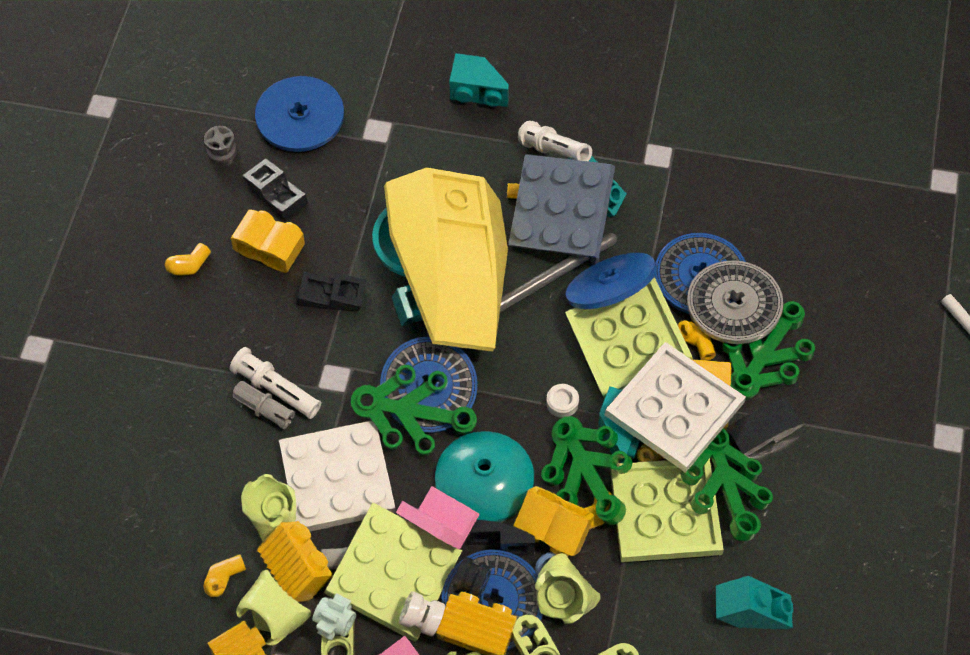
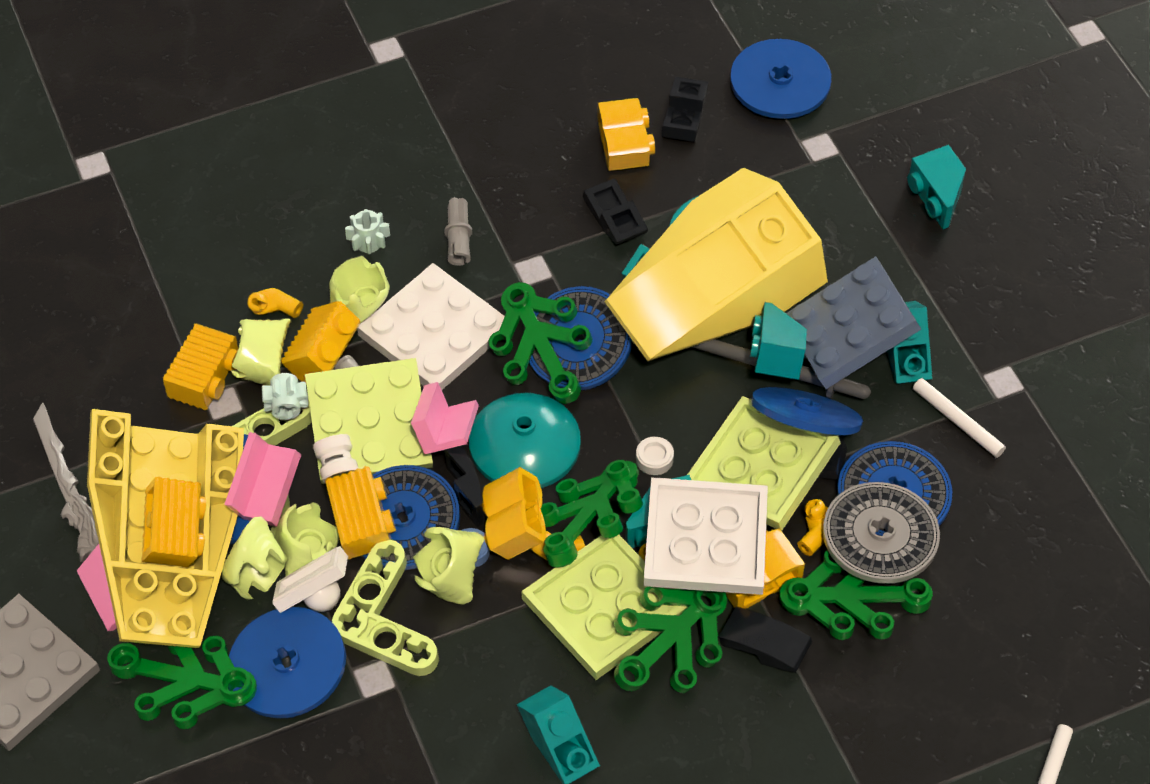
camera: 55 degrees right, 5 degrees down
(187, 263) = (553, 96): yellow arm -> none
(215, 474) = (367, 231): none -> light aqua gear
(225, 139) = (692, 42): flat silver wheel -> none
(261, 377) = (486, 214): white pin -> none
(472, 577) = (403, 478): black wheel -> none
(542, 260) = (778, 343): none -> teal slope
(575, 149) = (919, 276): white pin -> none
(669, 199) = (959, 418): none -> white bar

